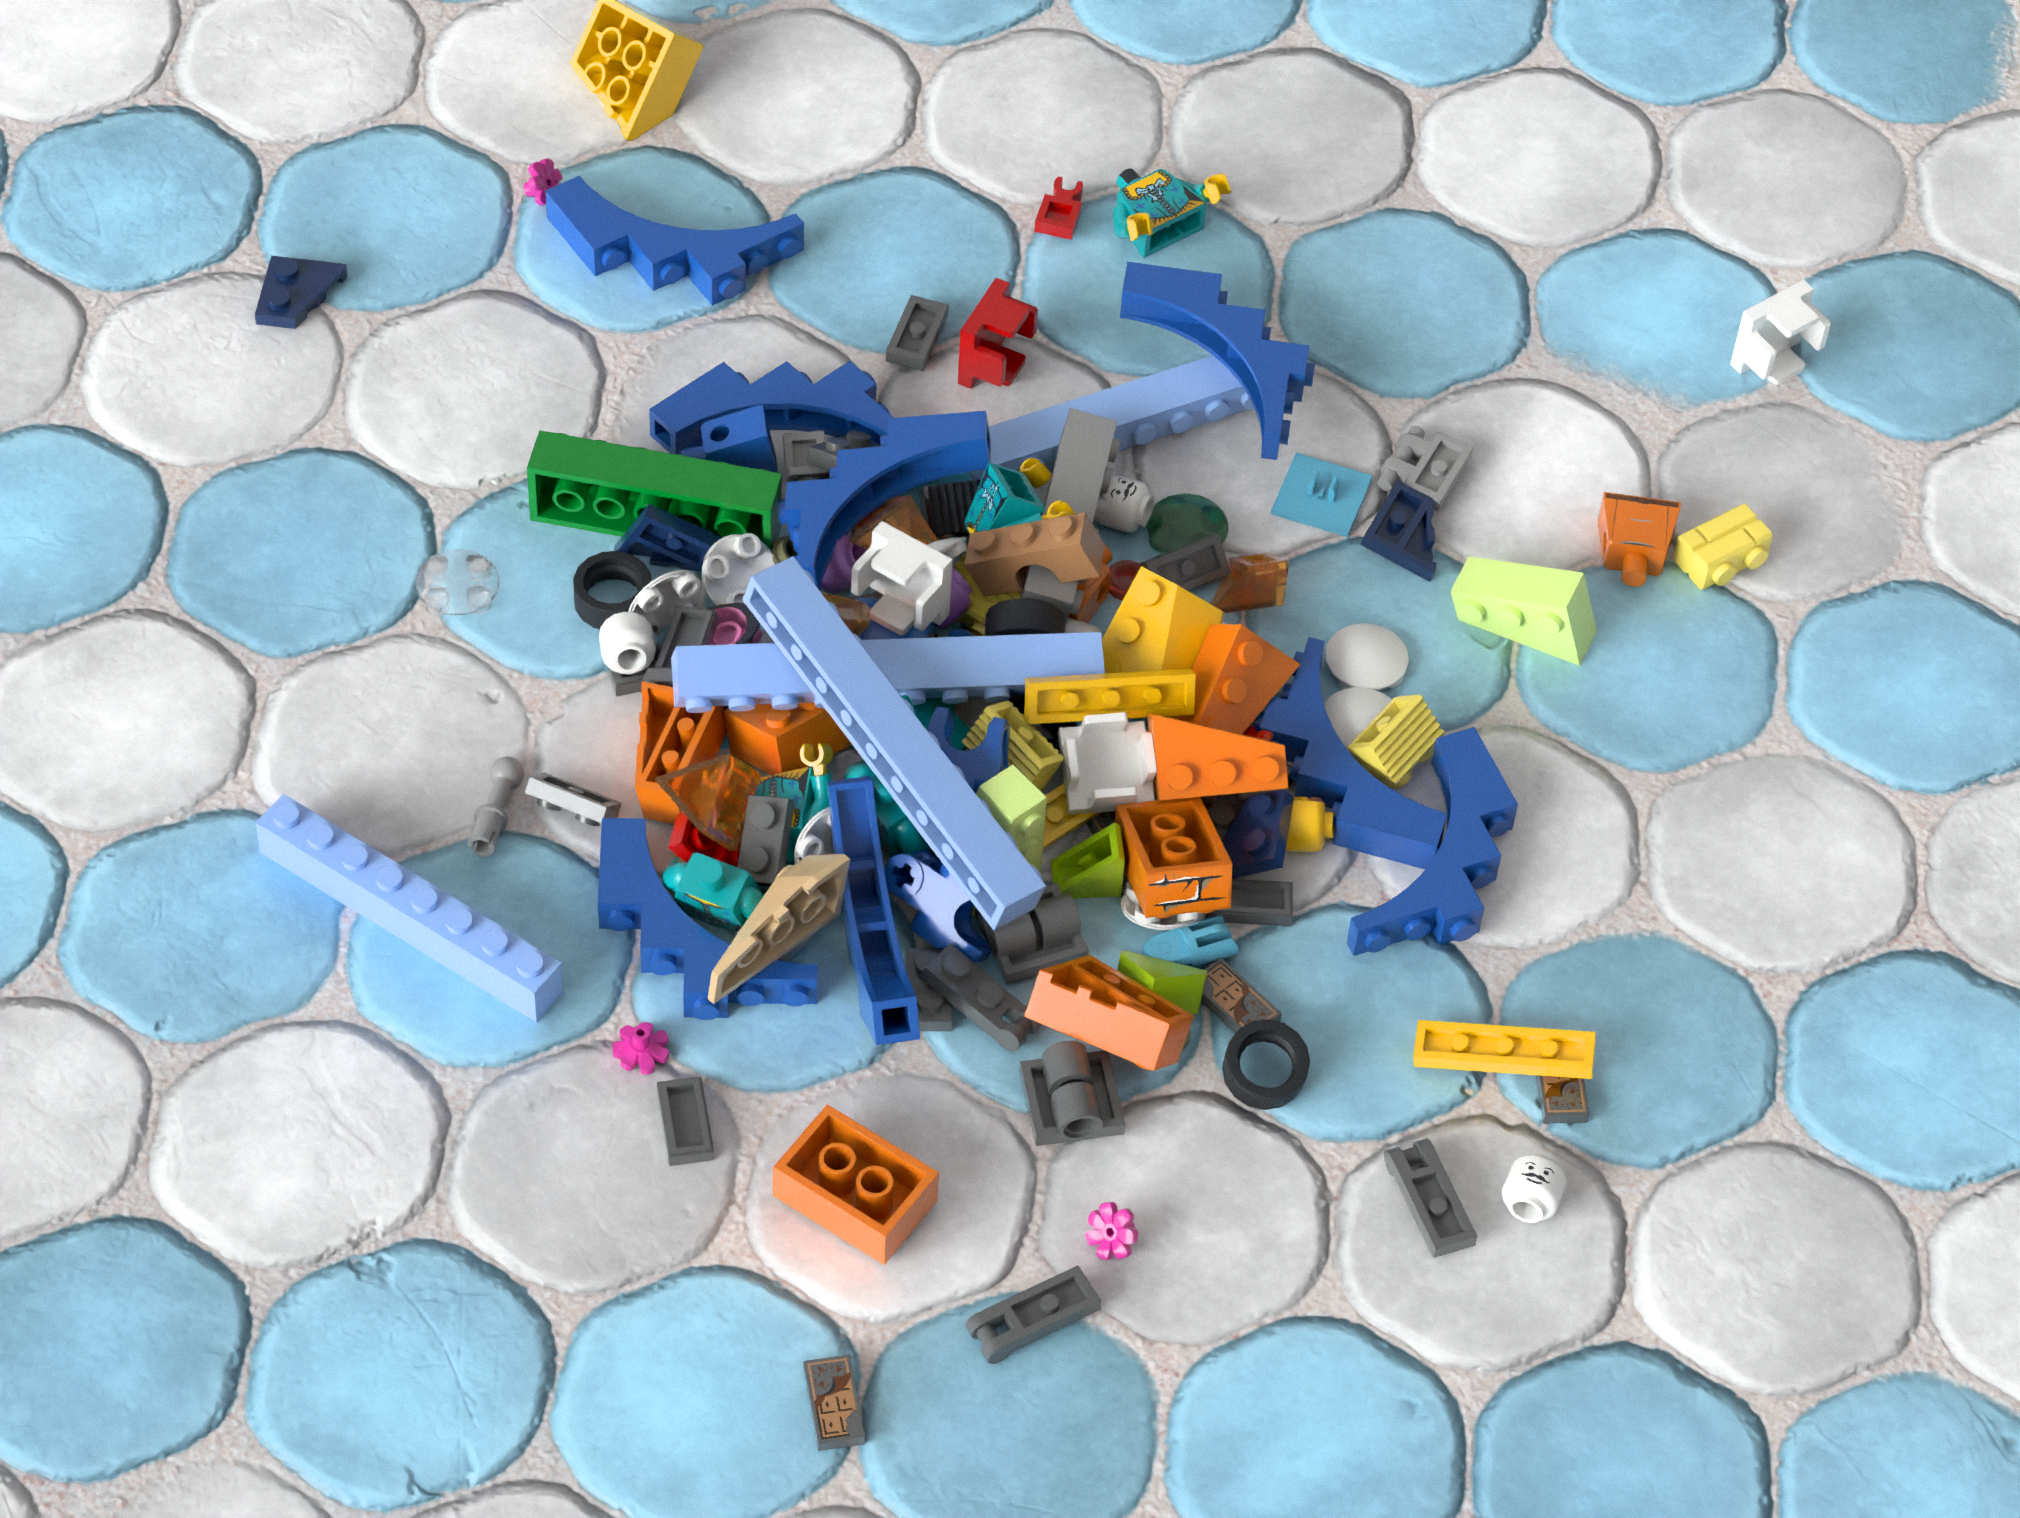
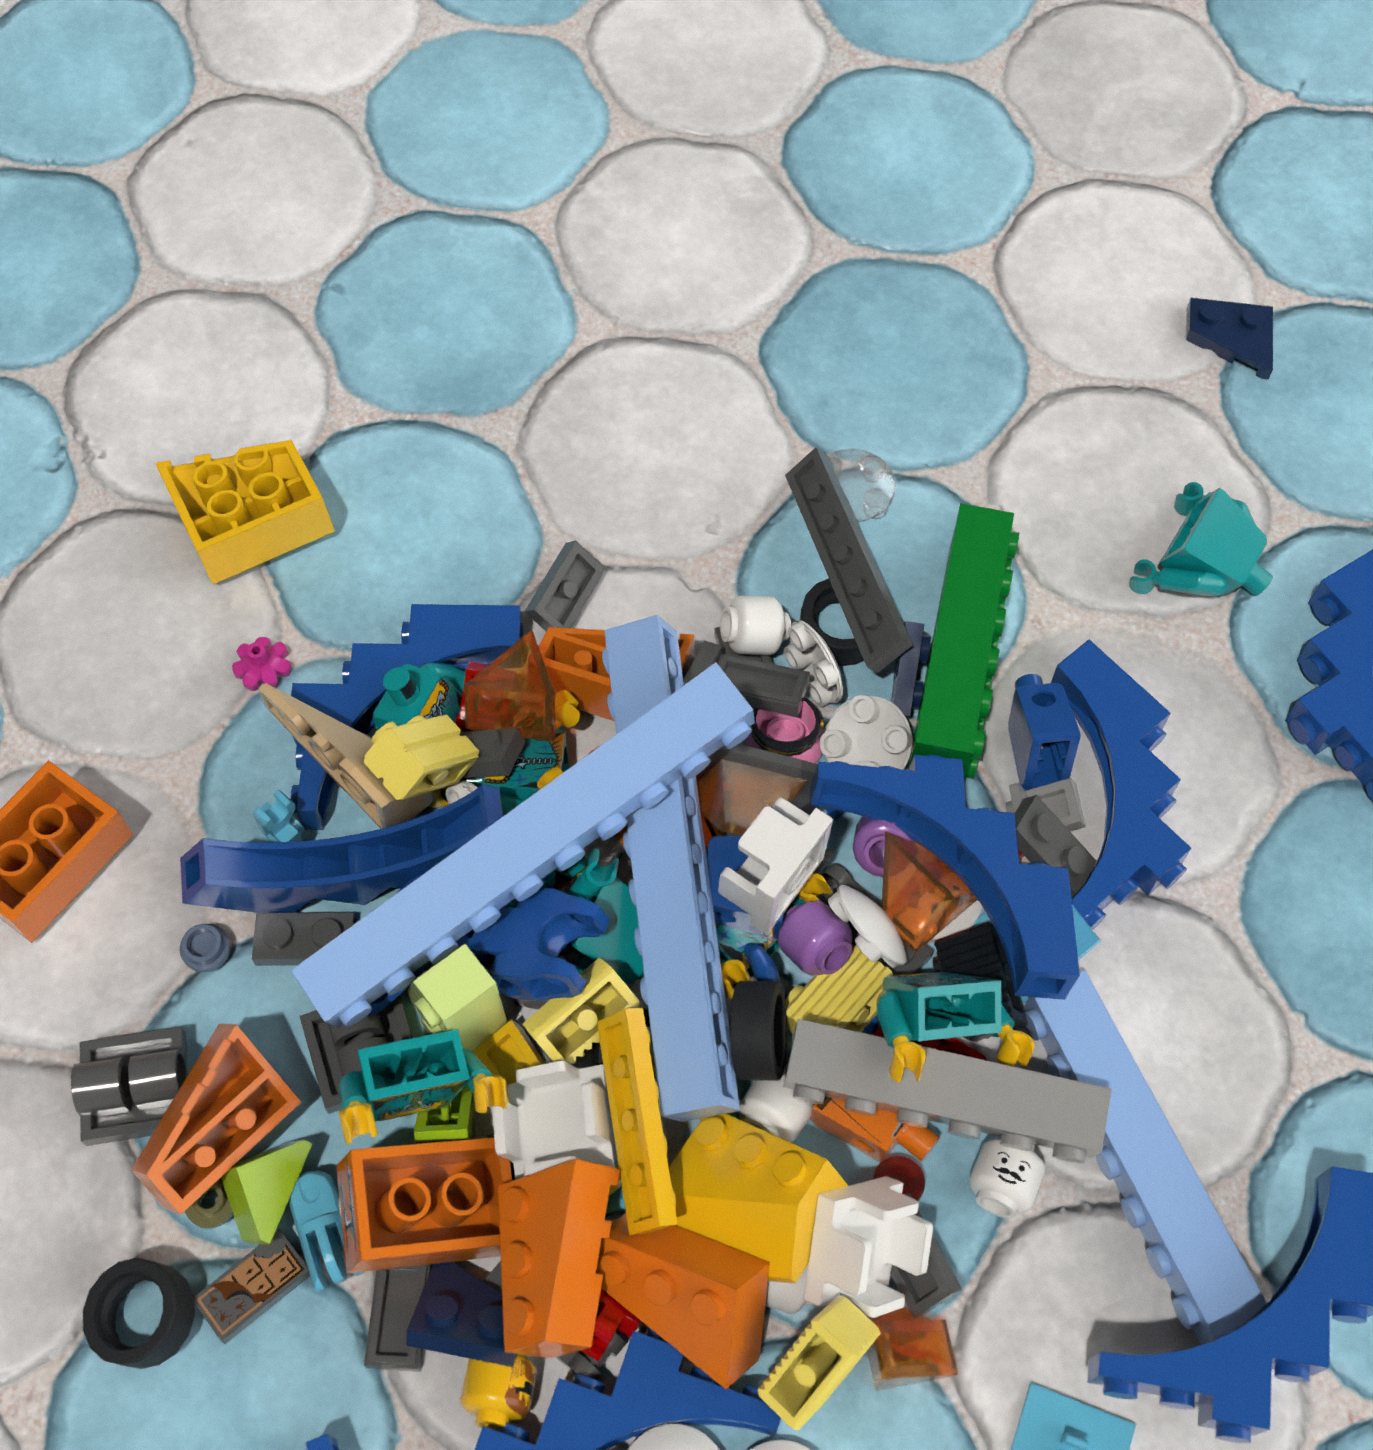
camera: 95 degrees right, 10 degrees up
(410, 908) = (428, 457): light blue brick -> none
(469, 1058) = (246, 506): none -> yellow wedge
(491, 818) = (609, 537): light grey pin -> none
(549, 320) = (1211, 550): none -> teal torso
(562, 567) = (848, 561): none -> dark grey plate
(685, 1121) = (168, 704): dark grey tile -> none
(791, 843) = (420, 755): none -> light yellow brick
(829, 1001) = (278, 820): none -> medium azure plate
(917, 333) = (1267, 937): dark grey plate -> none
(940, 1061) = (204, 947): none -> sand blue plate
(979, 998) = (270, 985): dark grey plate -> none
(985, 331) = (1256, 1011): red panel -> none
(1062, 544) = (848, 1032): medium nougat arch -> none
(1079, 847) = (413, 1079): none -> teal torso
(1184, 519) = (993, 1263): clear green dish -> none
(1195, 568) = (859, 1239): none -> white panel
(1277, 604) = (818, 1362): none -> light yellow brick

